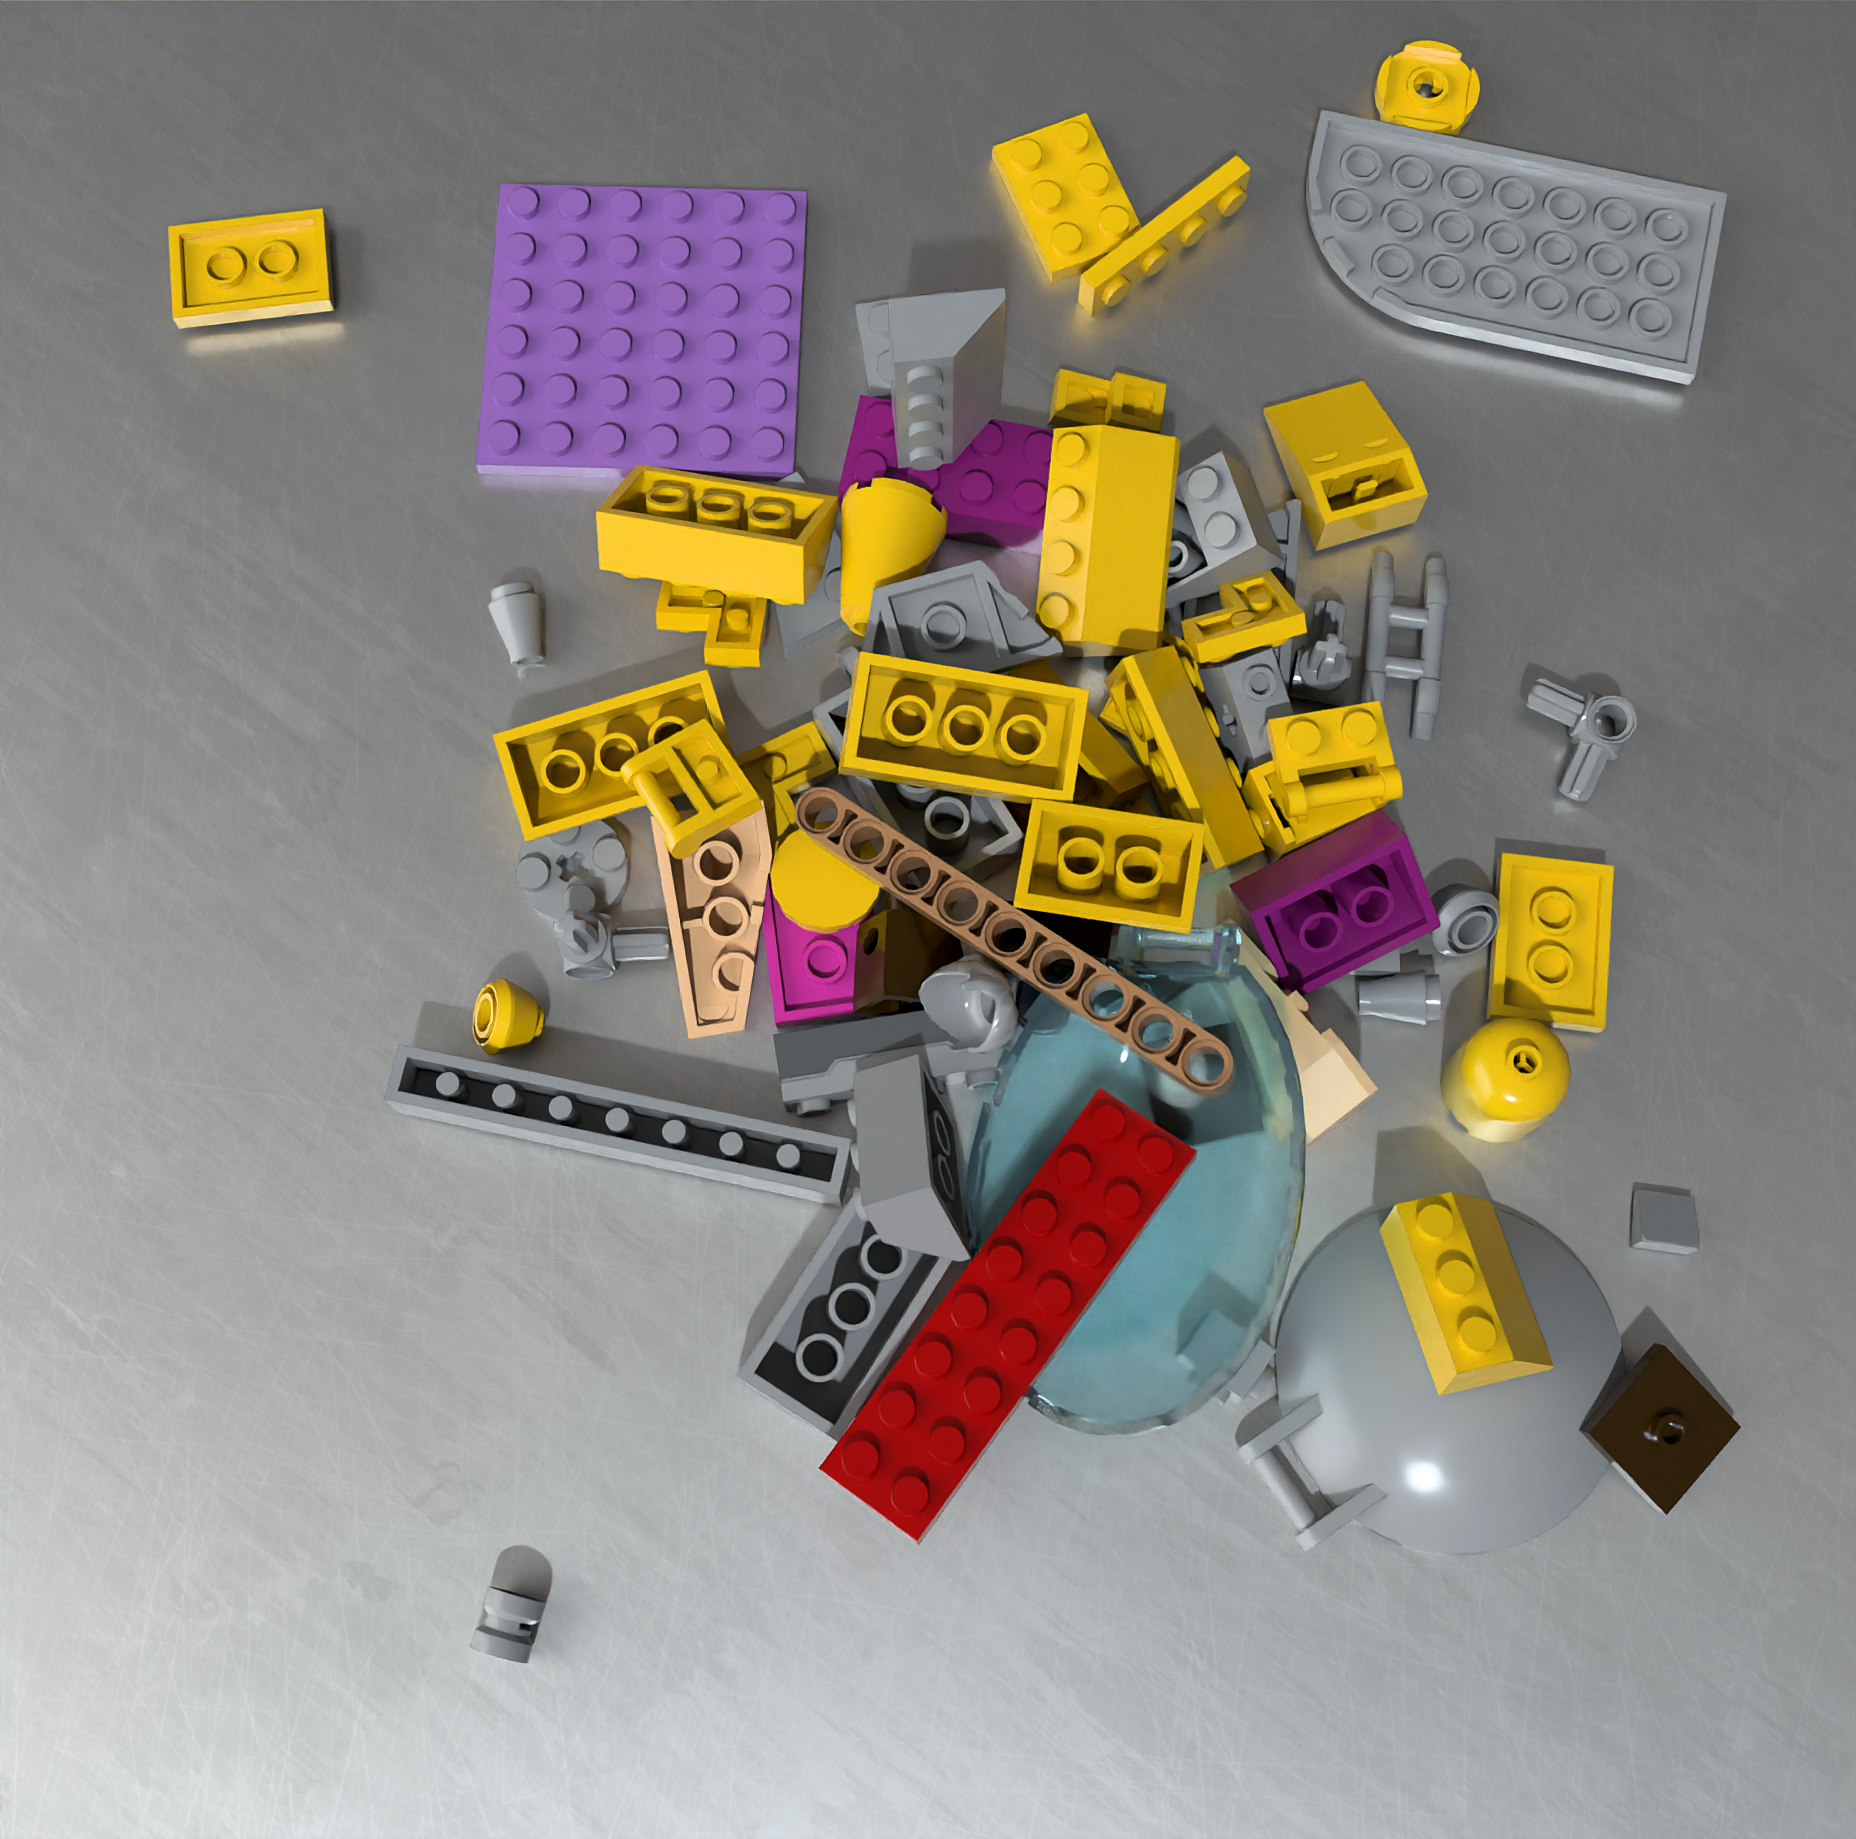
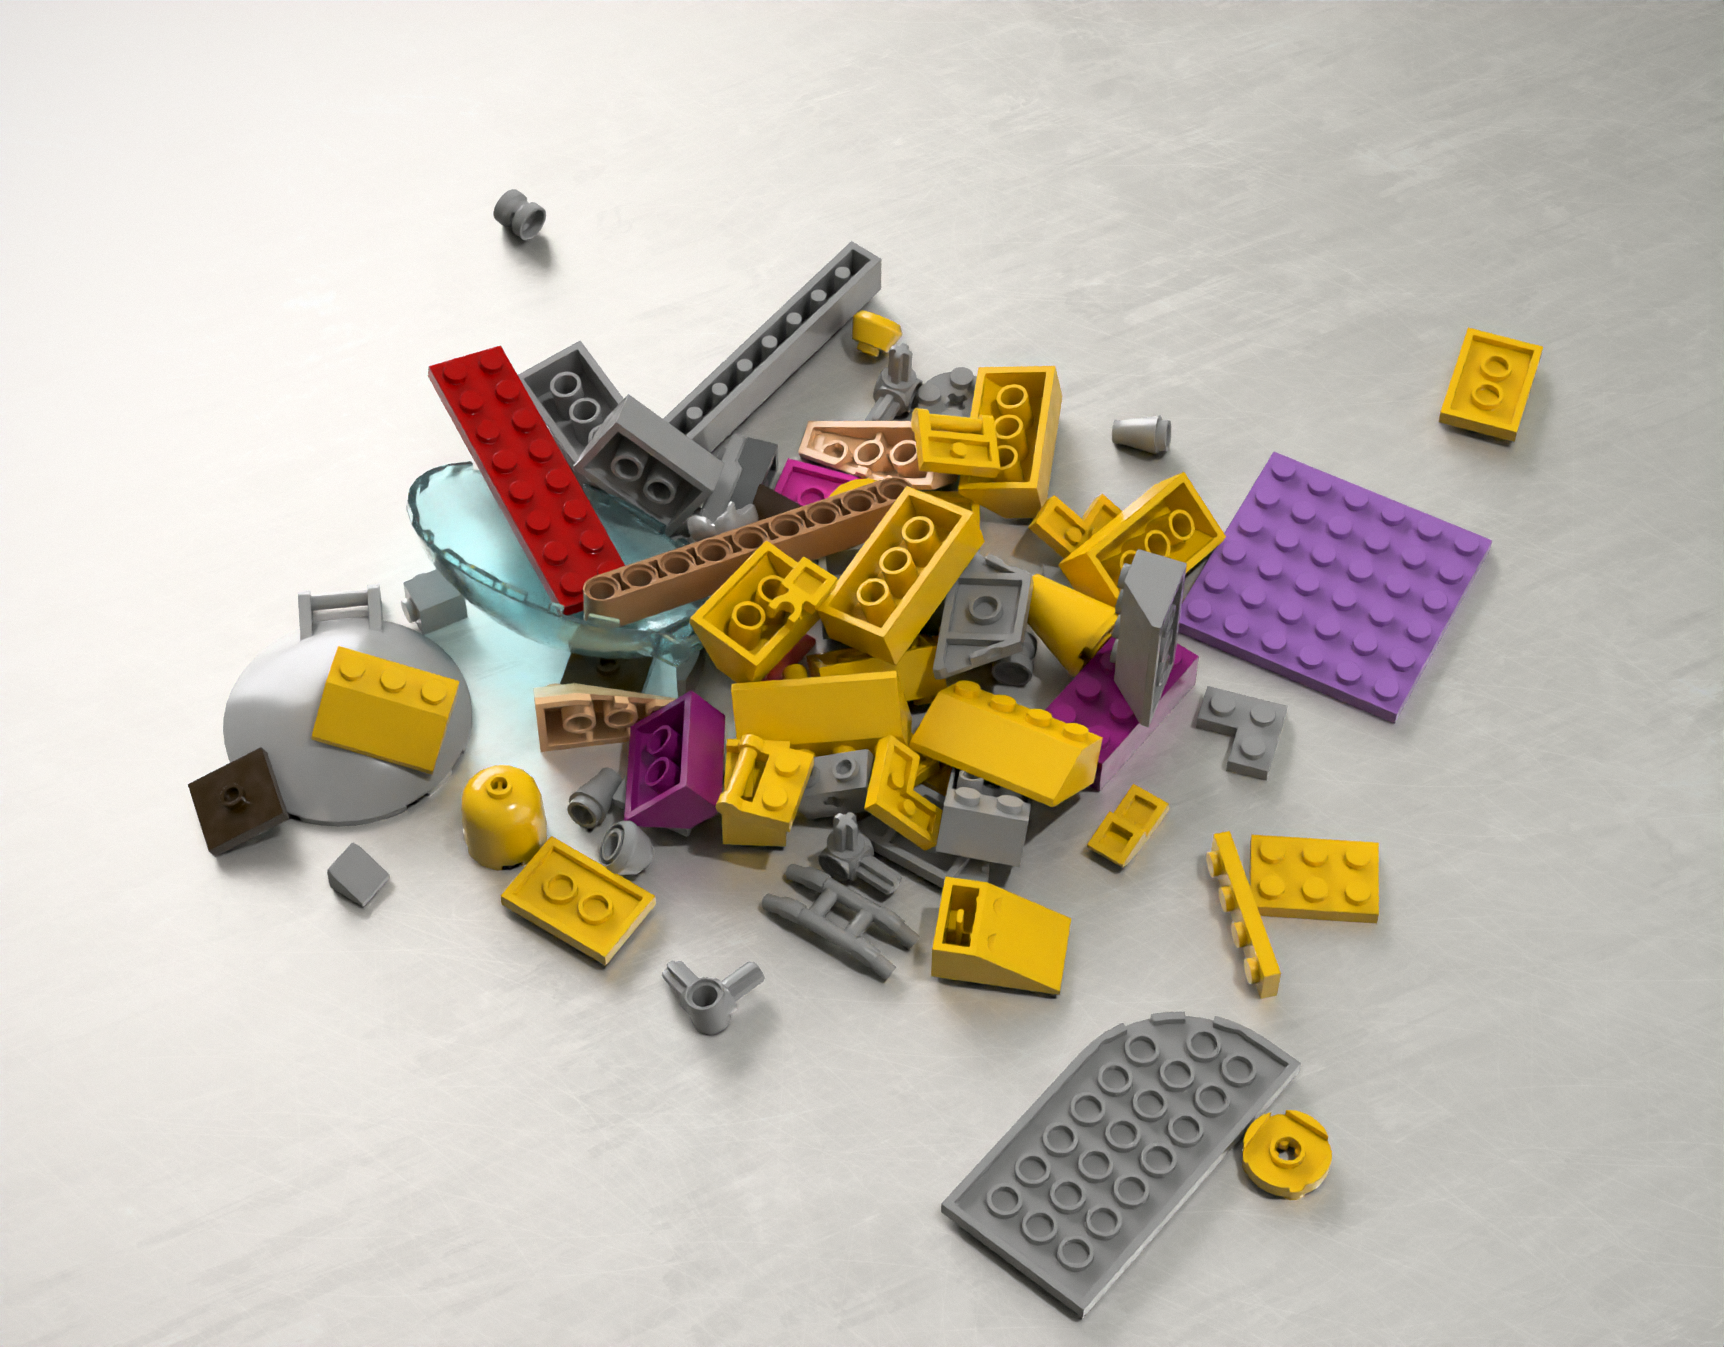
camera: 115 degrees right, 20 degrees down
(1072, 810) = (802, 589): none -> yellow plate

